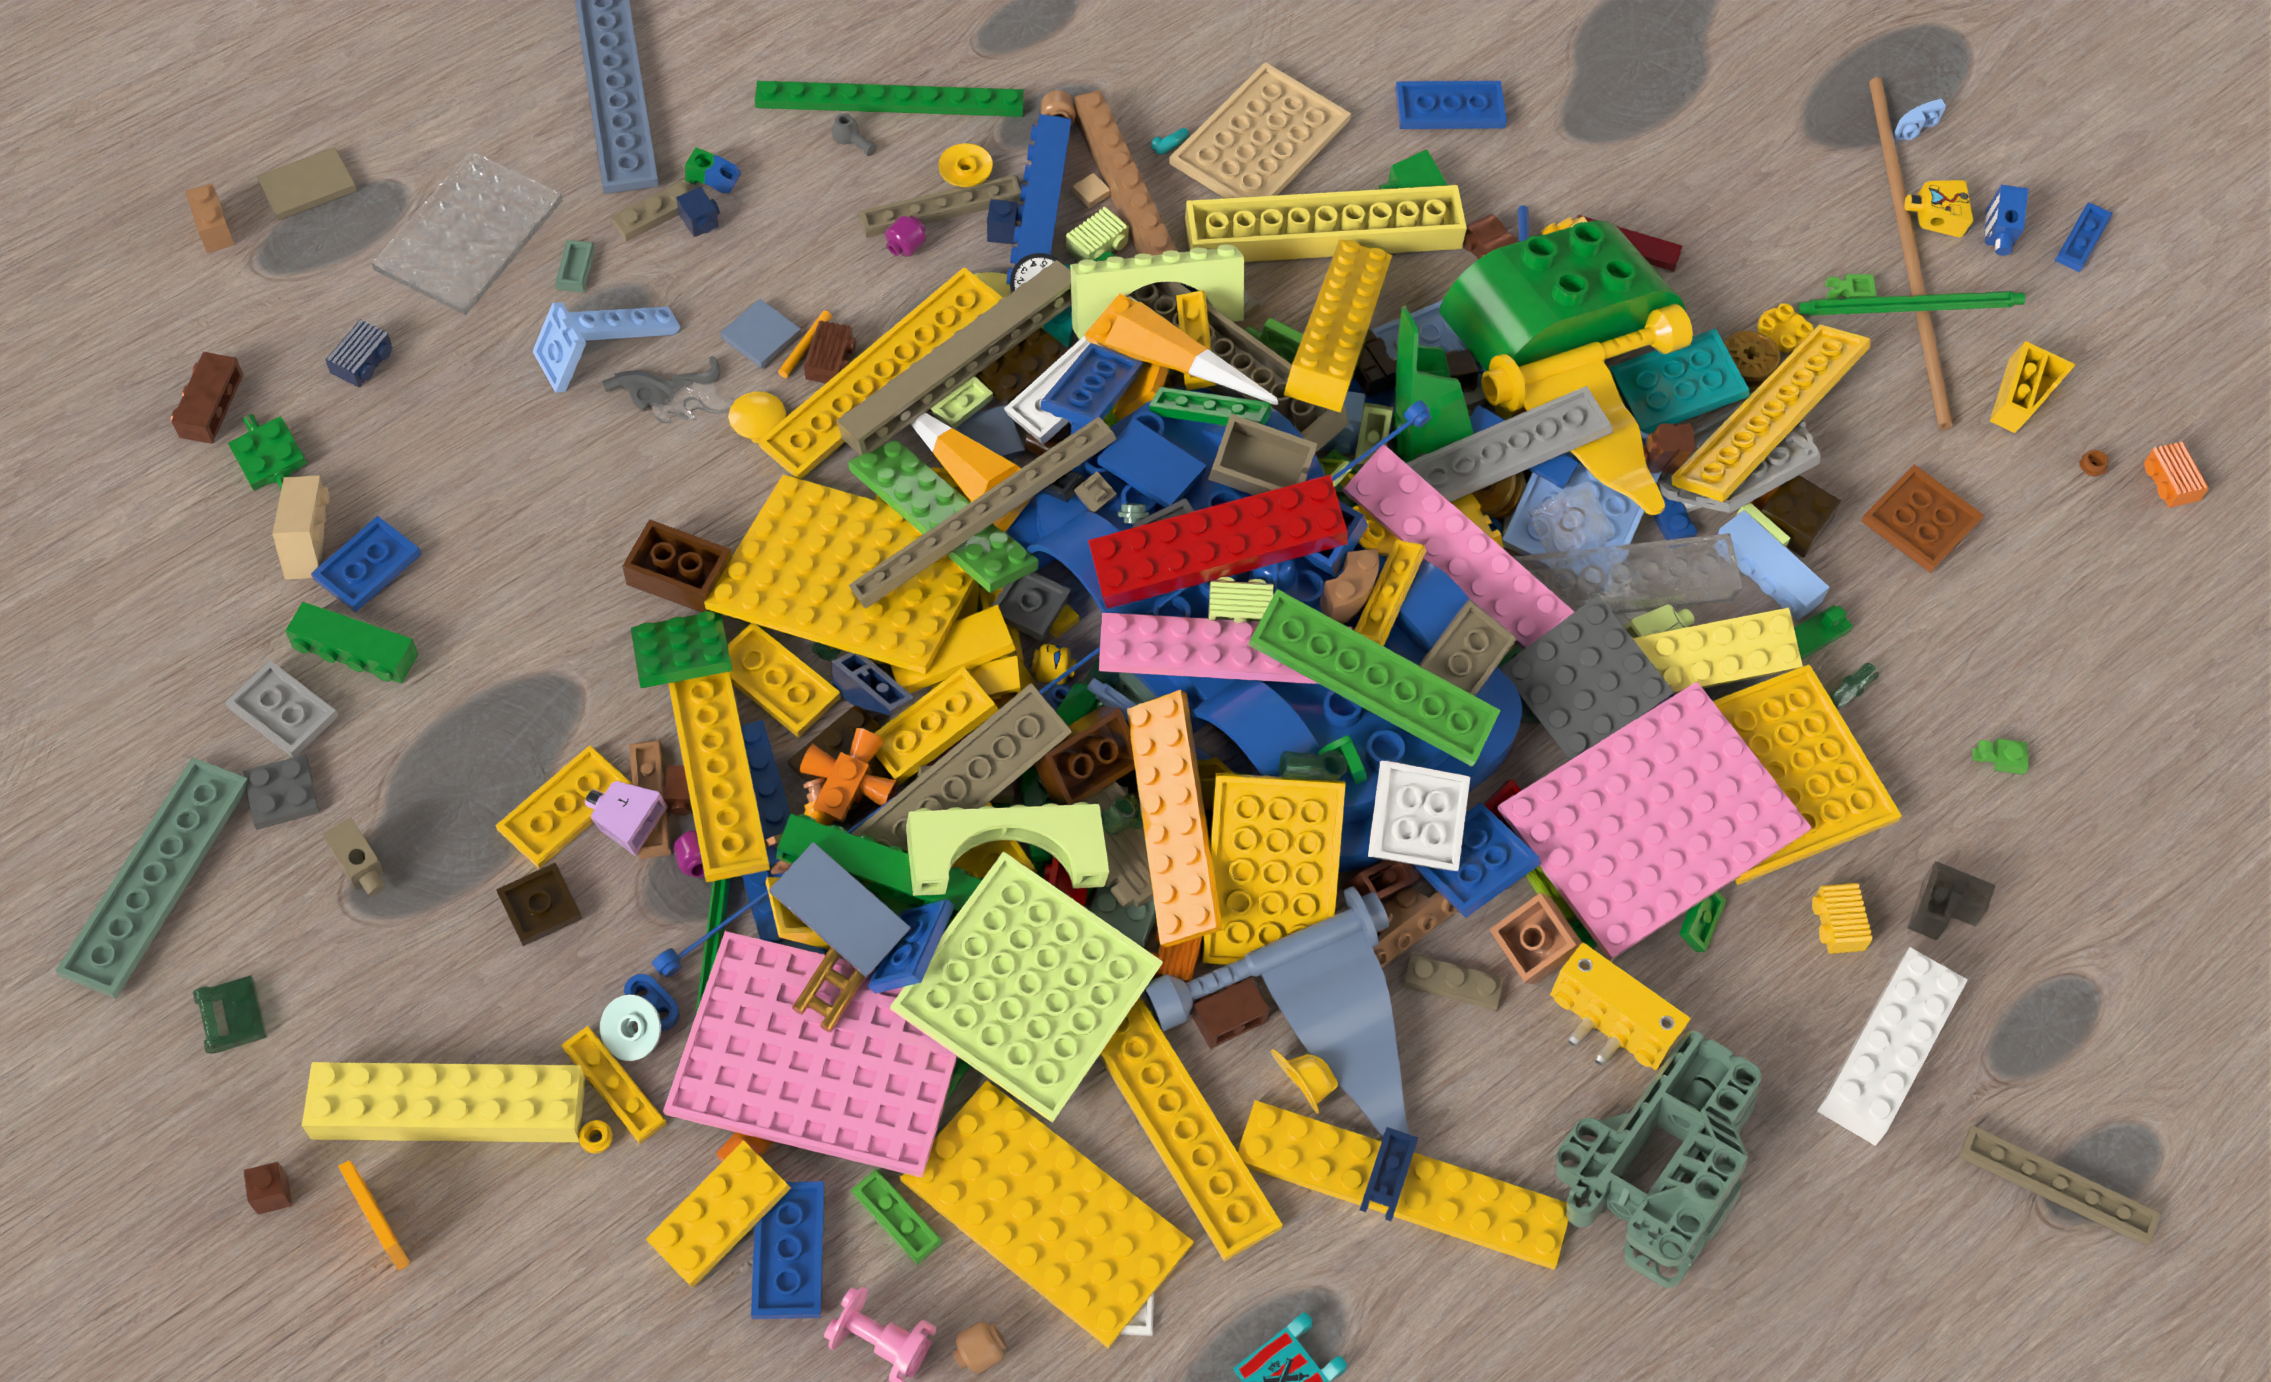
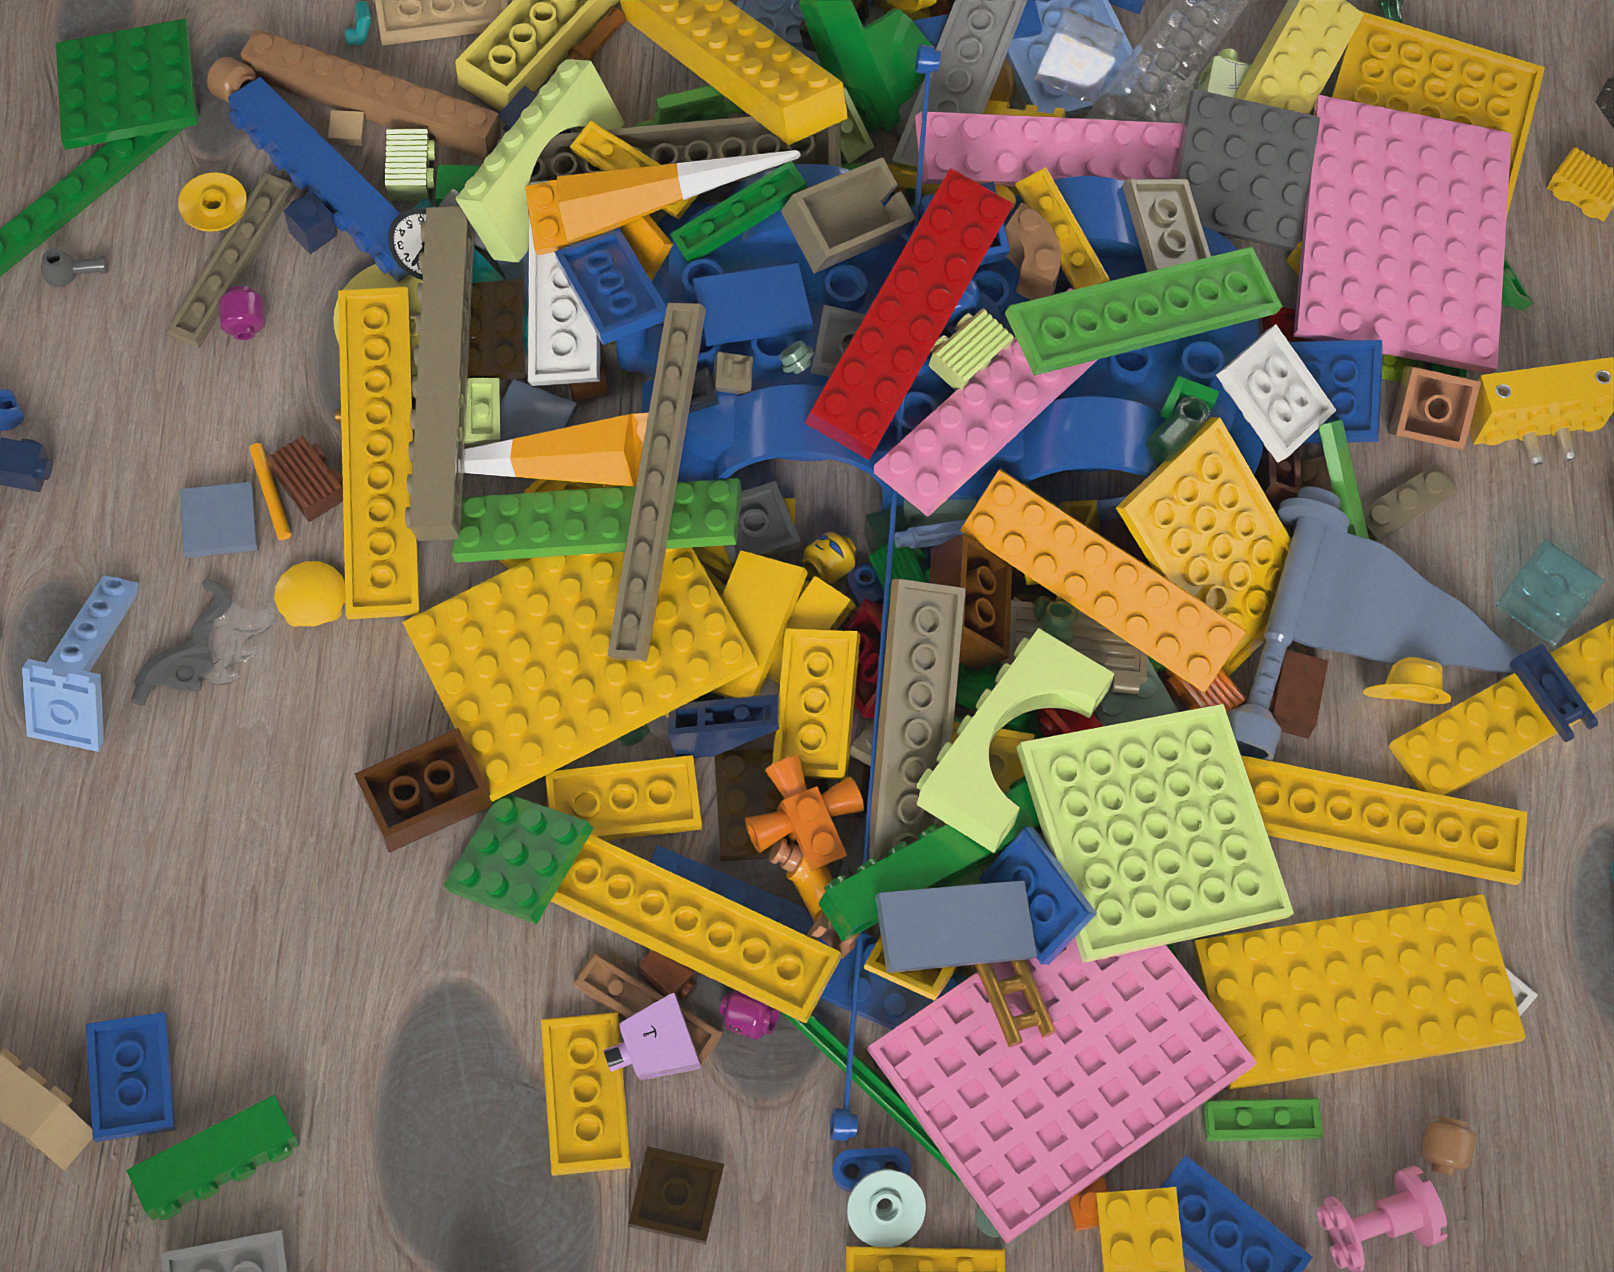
camera: 50 degrees left, 5 degrees up
(999, 63) = (125, 84): none -> green plate
(1283, 265) = (597, 36): none -> dark orange pin
(1412, 922) = (1343, 476): none -> bright green tile
(1473, 1121) = (1550, 592): none -> clear light blue brick

